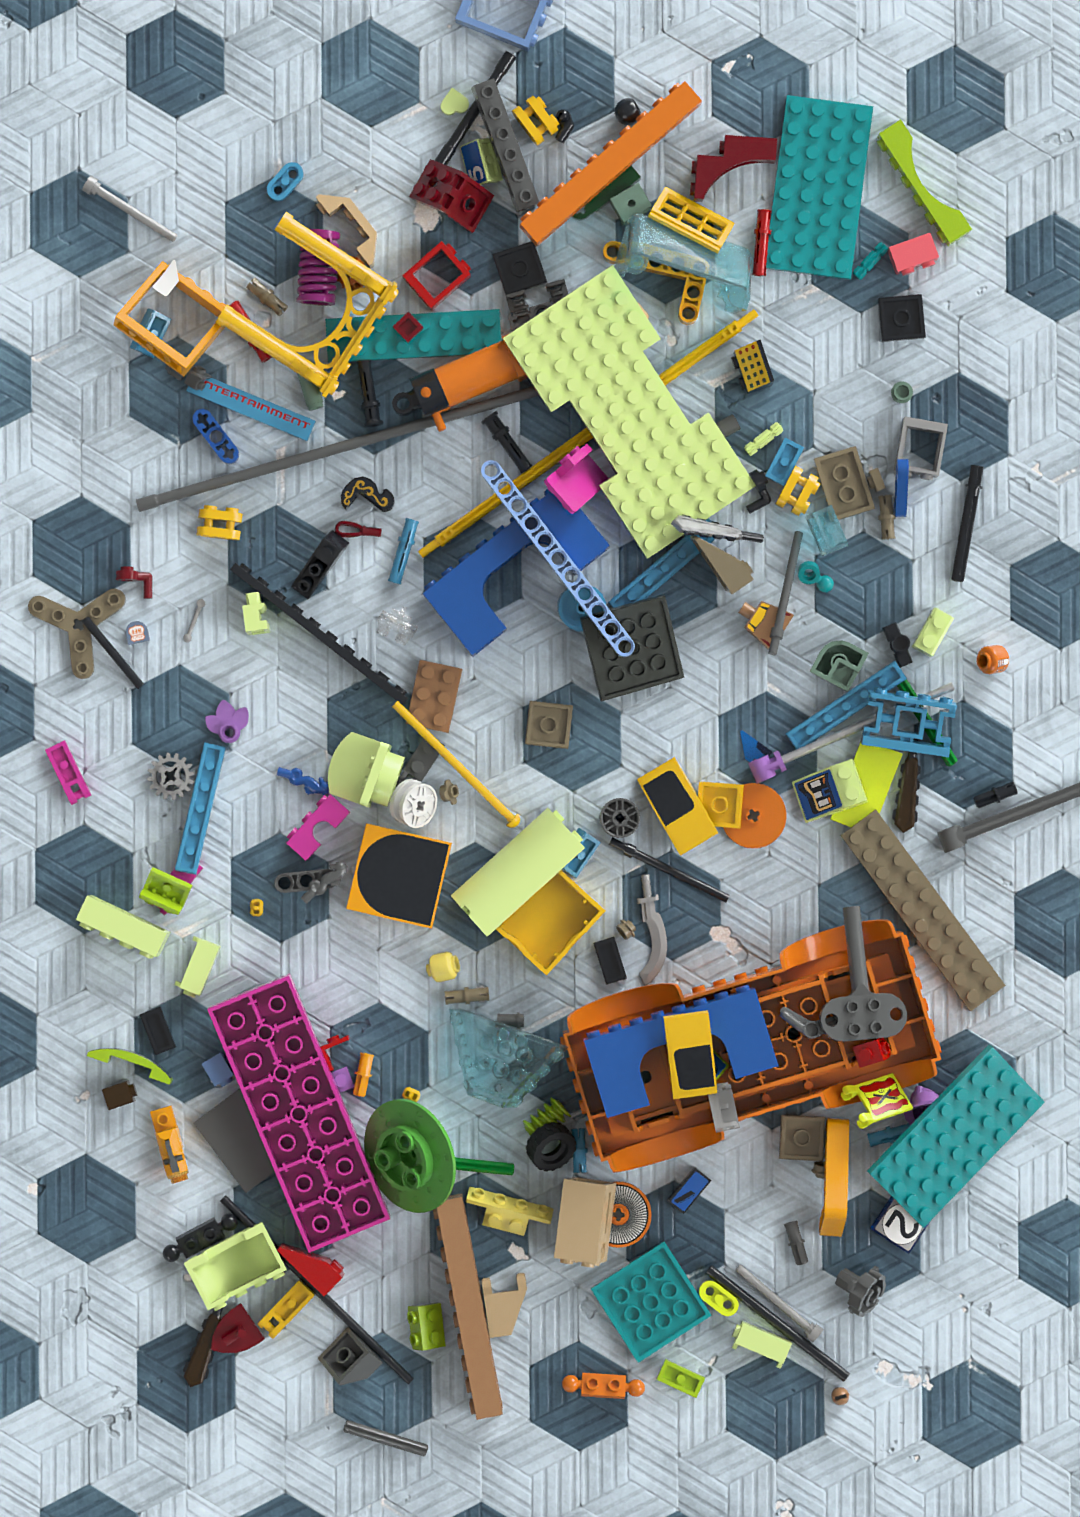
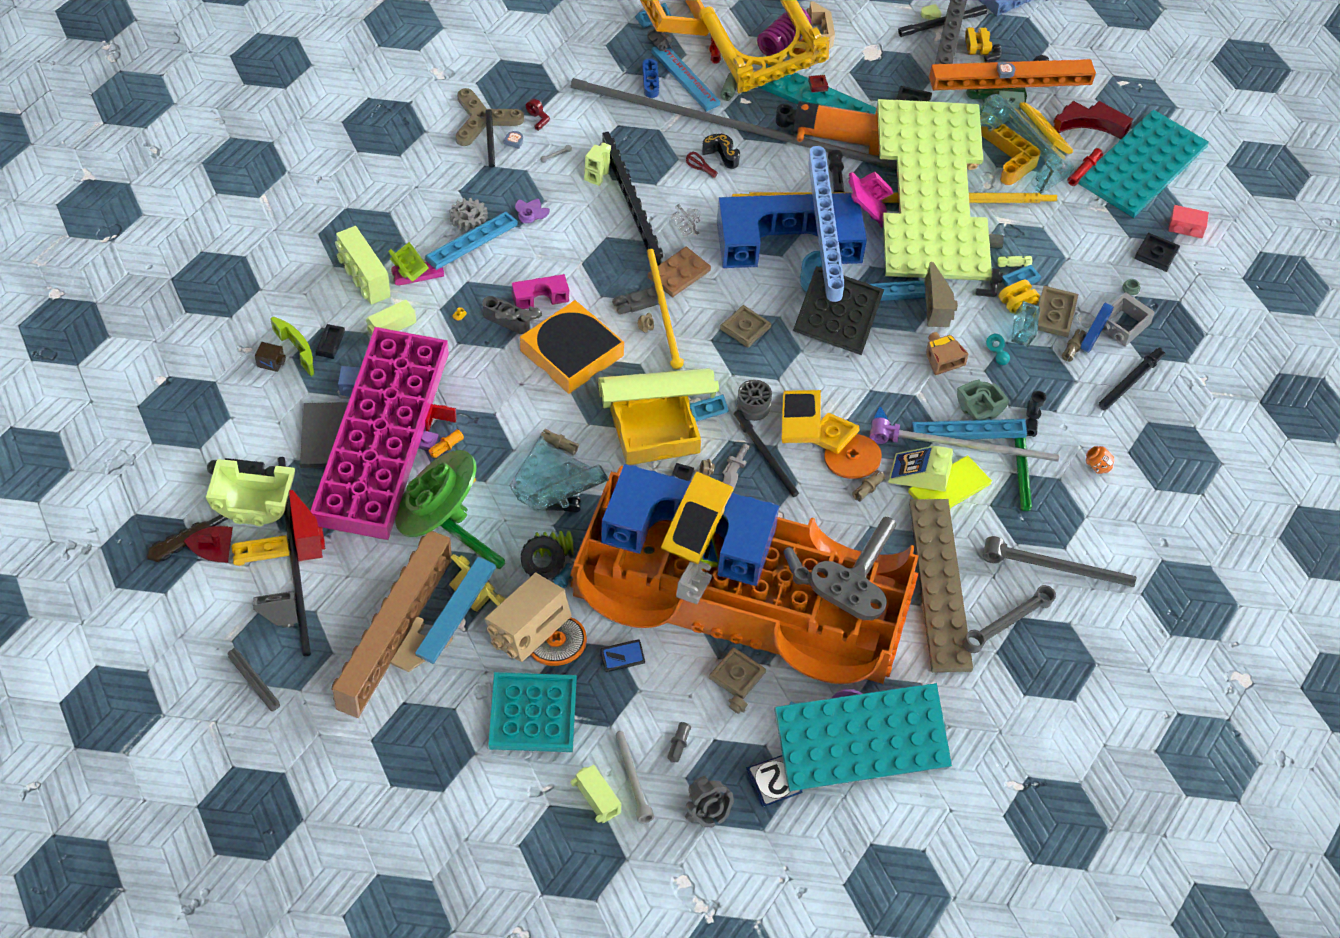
camera: 35 degrees right, 35 degrees down
(67, 771) = (405, 178): dark pink plate -> none
(170, 1144) = (276, 403): light orange plate -> none
(229, 516) = (615, 114): yellow brick -> none
(267, 297) = (740, 34): dark tan pin -> none
(311, 785) = (549, 262): blue animal -> none
(320, 564) = (663, 165): black slope -> none
(364, 770) = (601, 277): yellowish green piece -> none
(370, 404) = (762, 110): black pin -> none
(397, 574) = (727, 186): dark azure pin -> none
(413, 803) = (607, 306): white wheel -> none
(419, 289) = (856, 86): red window -> none
(426, 1326) = (351, 623): lime bracket -> none
(443, 966) = (557, 413): light yellow head -> none
(451, 193) = (896, 38): dark red bracket -> none
(481, 161) = (927, 42): panel -> none
(514, 1254) = (455, 610): none -> dark azure tile
(603, 1385) = (448, 747): orange plate -> none
(606, 176) = (1005, 69): none -> sand blue tile
(680, 1378) = (512, 779): lime plate -> none
(701, 527) = (957, 292): sword -> none
(718, 1297) = (588, 743): neon yellow plate -> none
(752, 367) = (1034, 217): slope -> none
(777, 631) = (950, 350): dark grey bar -> none
(777, 1323) = (621, 793): black piece -> none
(790, 842) = (868, 485): none -> dark tan pin
(835, 1178) = (738, 709): light orange beam -> none
(838, 1392) = (629, 880): medium nougat hinge -> none
(869, 262) = (1155, 213): teal axle -> none
(872, 1052) = (838, 618): red bracket -> none
(875, 480) = (1080, 319): dark tan plate -> none
(881, 1098) = (817, 668): neon yellow flag -> none
(905, 741) = (1003, 467): dark azure fence -> none
(906, 800) = (976, 511): dark brown sword -> none
(932, 632) = (1064, 421): yellowish green brick -> none
(947, 220) = (1224, 217): lime arch -> none
(995, 795) = (1047, 543): black axle -> none
(1009, 911) = (1009, 619): none -> dark grey piece

